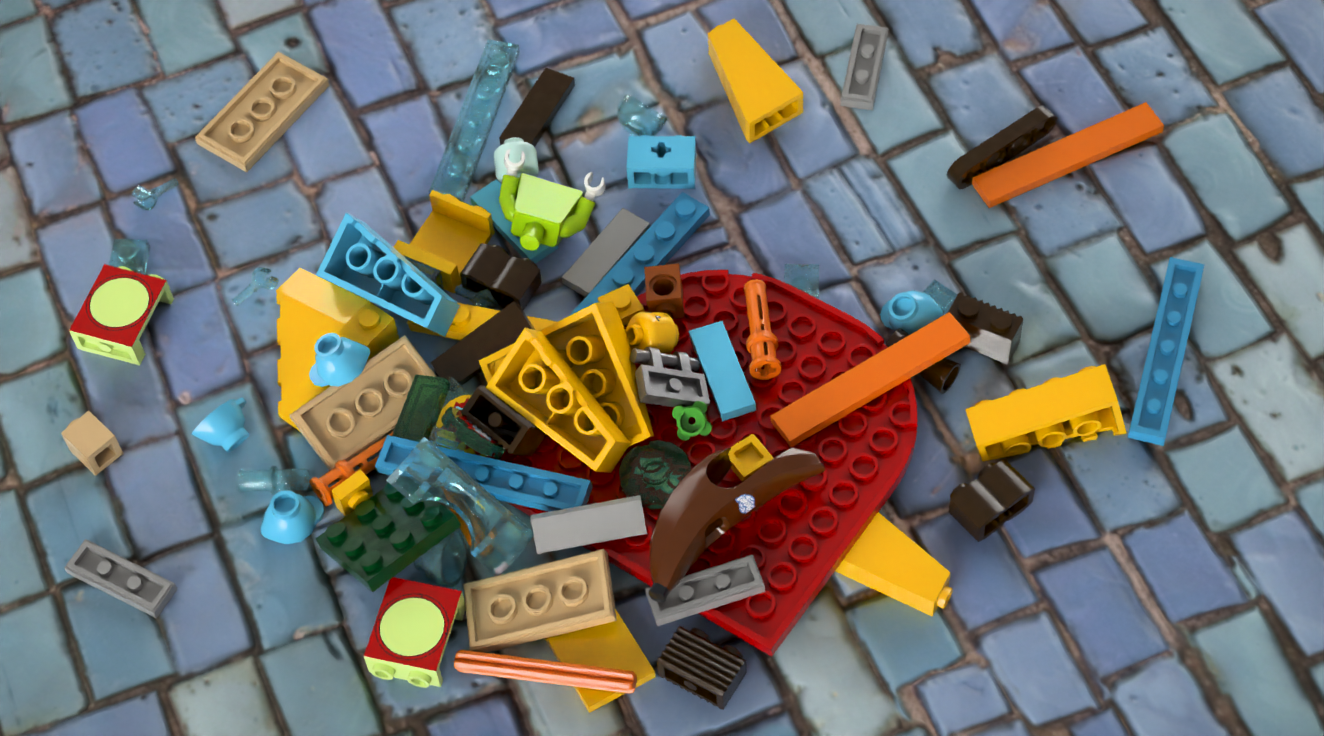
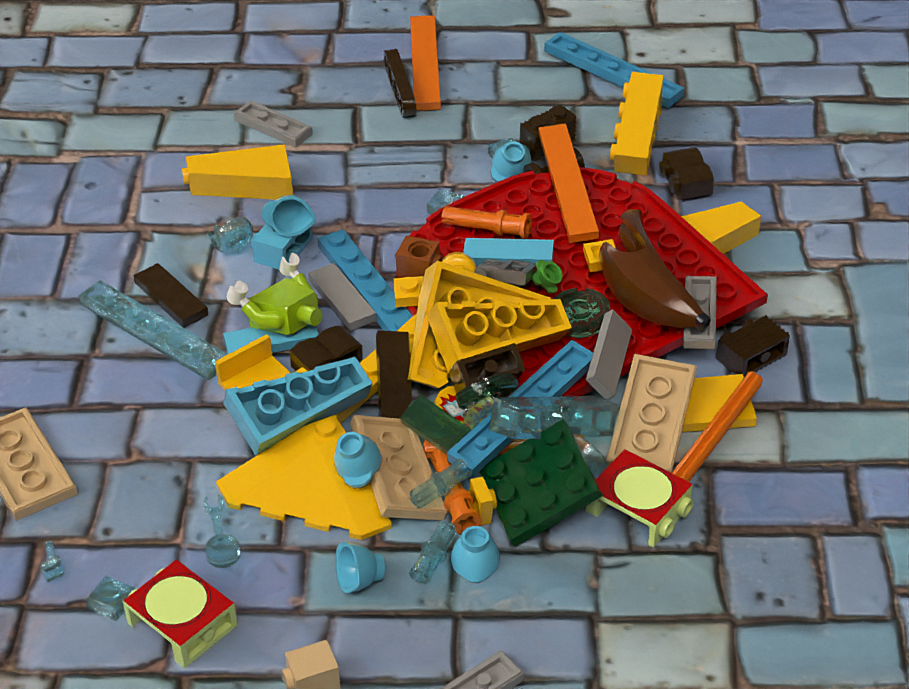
camera: 70 degrees left, 15 degrees down
(216, 313) = (222, 551): none -> clear light blue tile
(343, 446) = (439, 483): none -> clear light blue axle
(516, 147) = (218, 315): light aqua head -> none
(662, 146) = (288, 215): none -> medium azure piece

